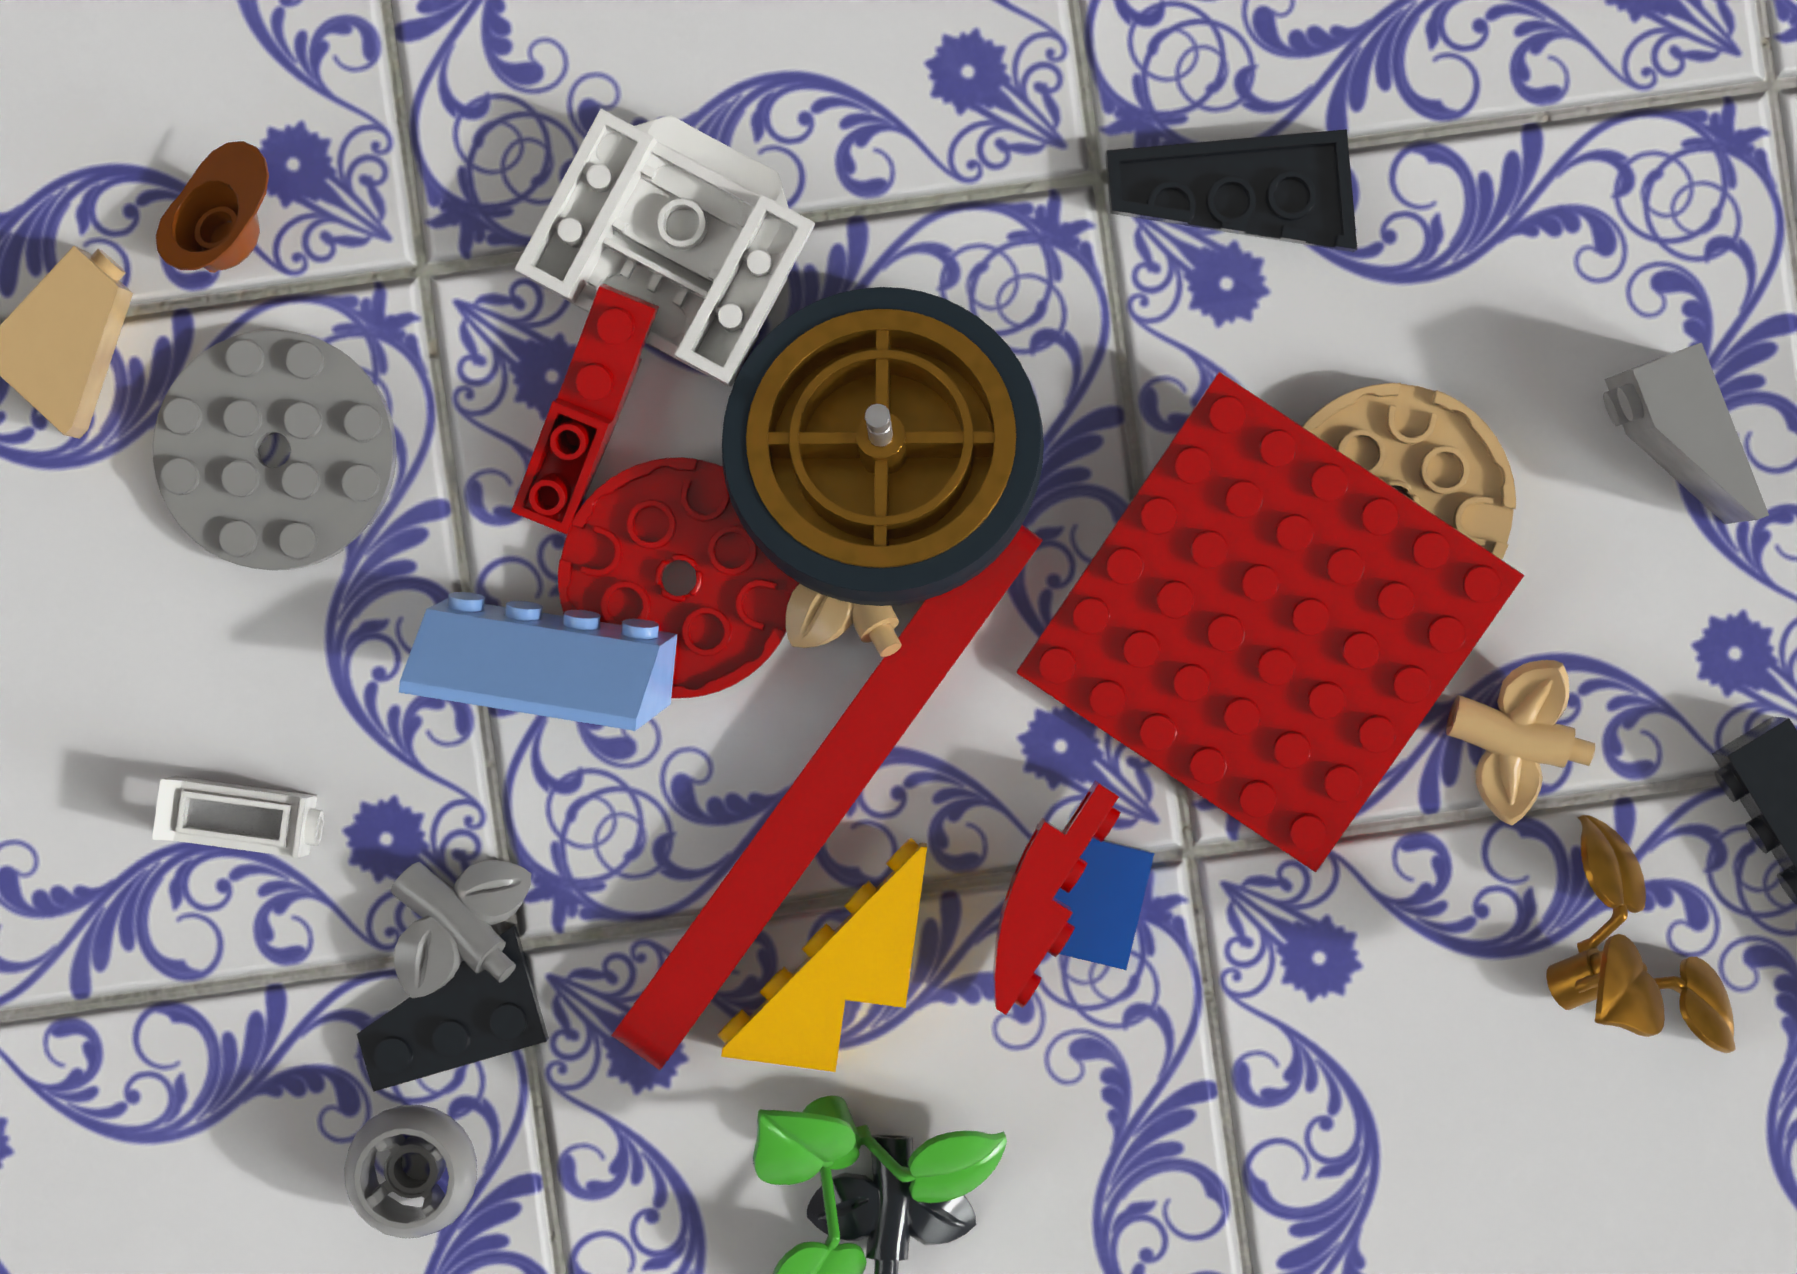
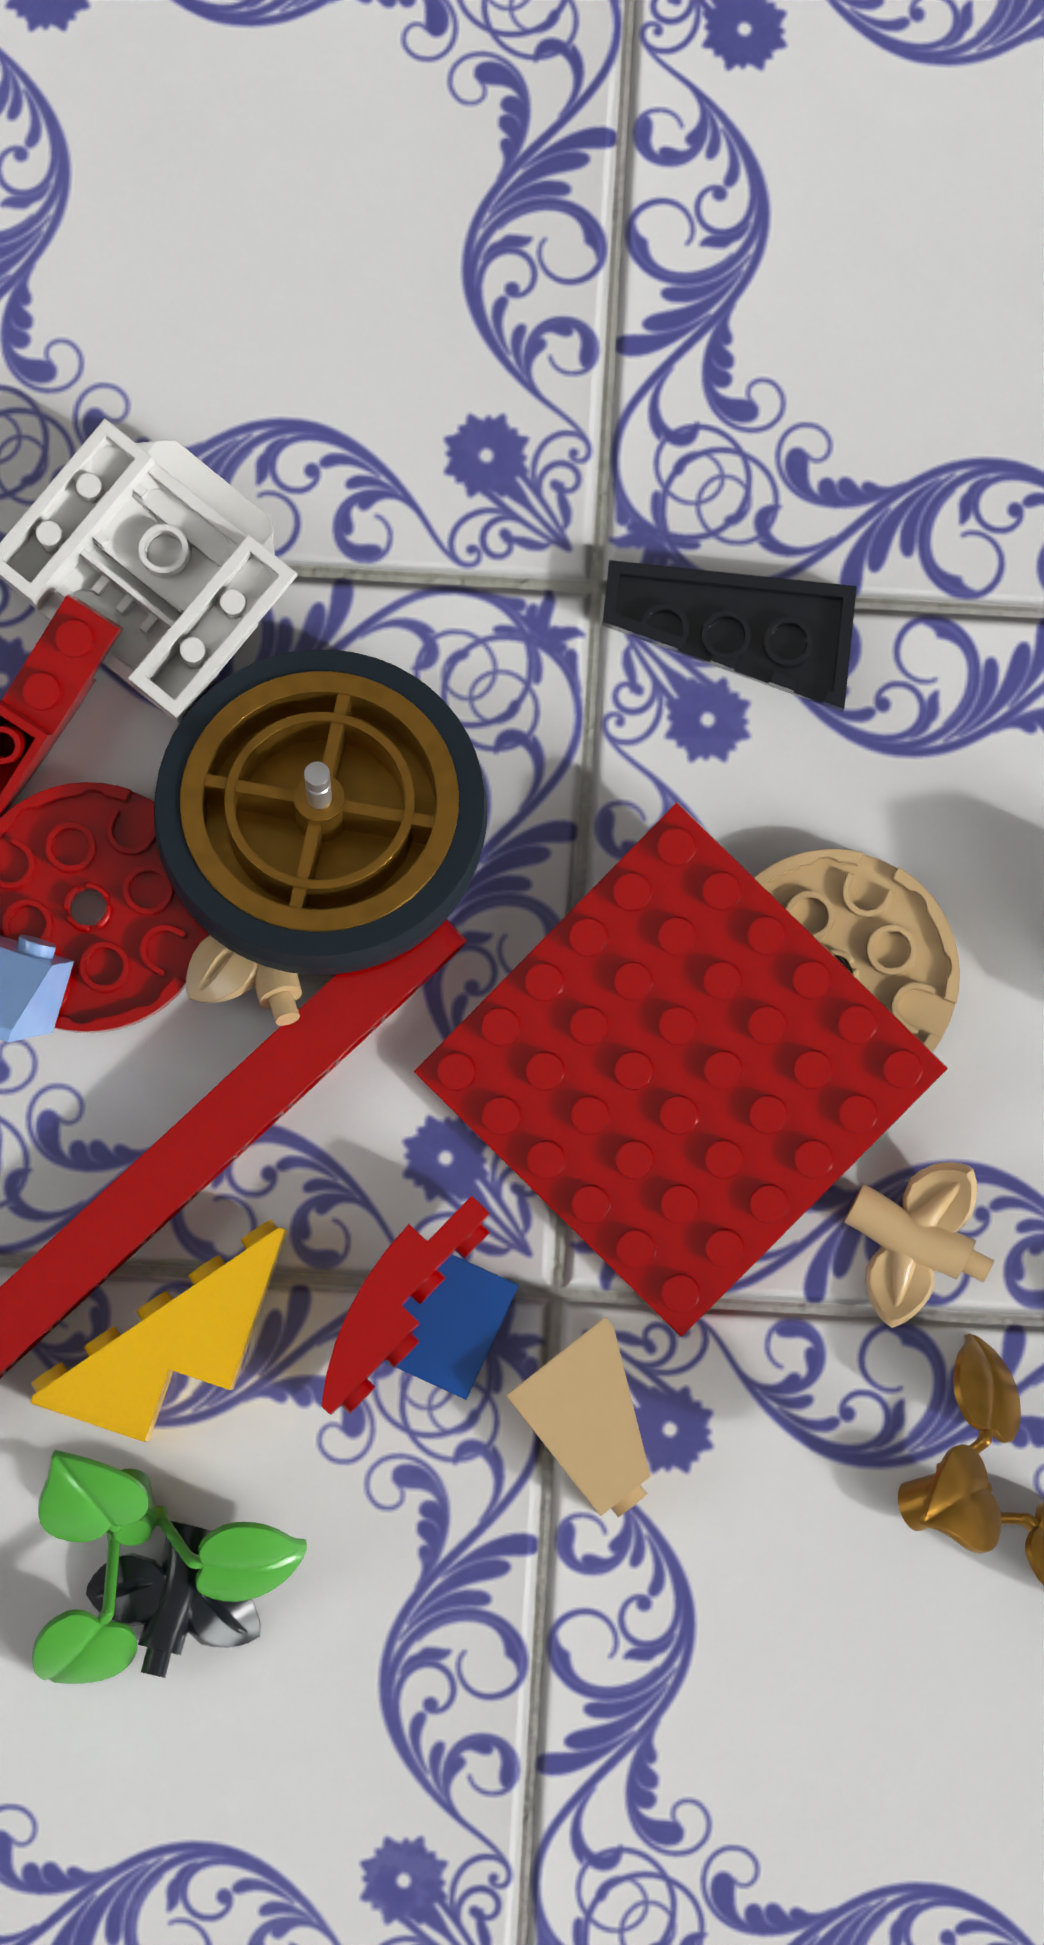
camera: 10 degrees right, 5 degrees down
(1243, 965) = (588, 1419): none -> tan slope

